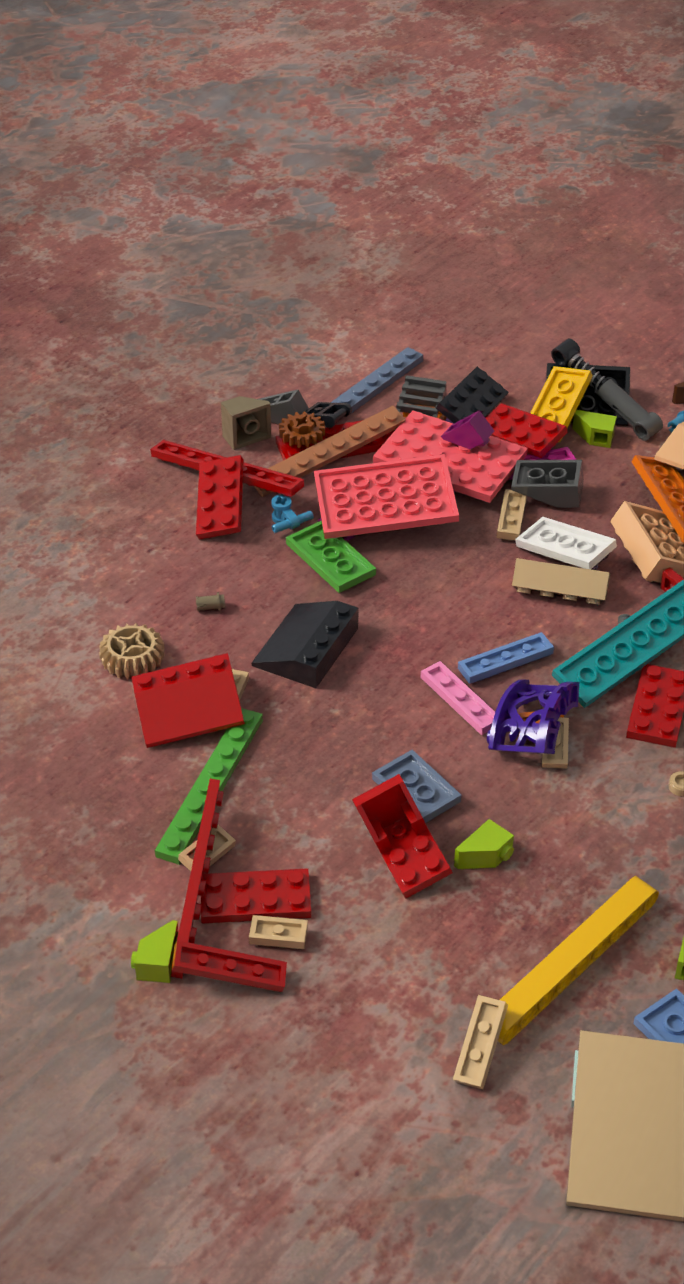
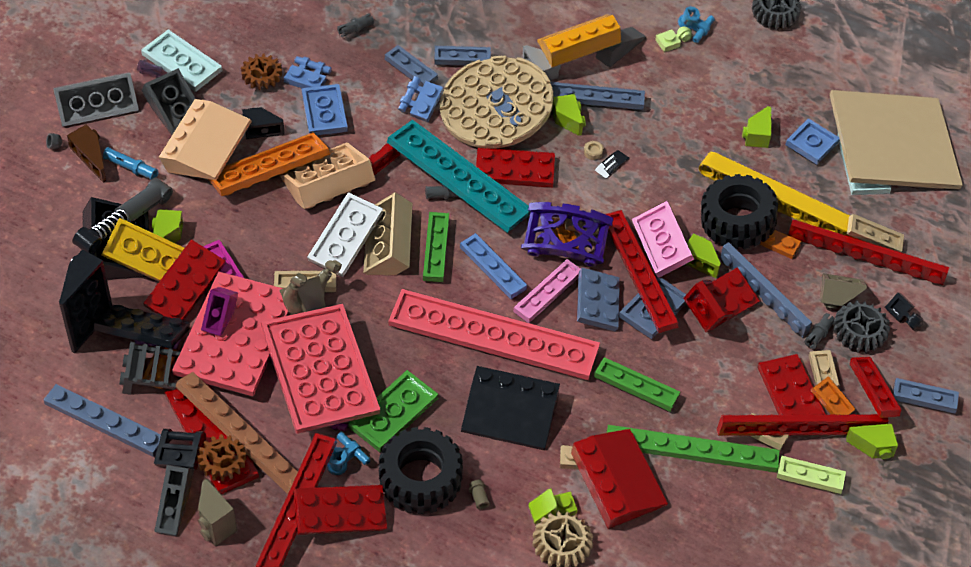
camera: 105 degrees left, 10 degrees up
(134, 880) = (811, 474): none -> yellowish green plate
(176, 651) = (550, 503): none -> lime slope
(207, 1033) = (925, 395): none -> sand blue plate
(229, 924) = (832, 398): none -> orange plate
(246, 574) = (420, 445): none -> black tyre
(308, 749) = (637, 384): none -> bright green plate
(340, 944) = (819, 331): none -> dark grey pin
(349, 997) = (857, 331): none -> dark grey gear
(353, 1046) = (901, 307): none -> black plate
(403, 980) = (839, 289): none -> dark tan slope
(406, 647) = (494, 334): none -> coral plate
(416, 900) = (767, 291): none -> sand blue plate
(437, 736) = (598, 299): none -> sand blue plate
(450, 1041) = (868, 252): none -> red plate
(467, 773) = (641, 273): none -> red plate
(479, 497) = (308, 294): none -> dark tan torso
(495, 343) = (83, 297): none -> black slope
(499, 943) = (782, 244): none -> orange plate
(511, 804) = (662, 239): none -> bright pink plate
(535, 913) = (741, 193): none -> black tyre
(542, 616) = (436, 247): none -> bright green plate
(550, 481) = (261, 251): dark grey slope -> none
(661, 800) = (611, 163): none -> sticker

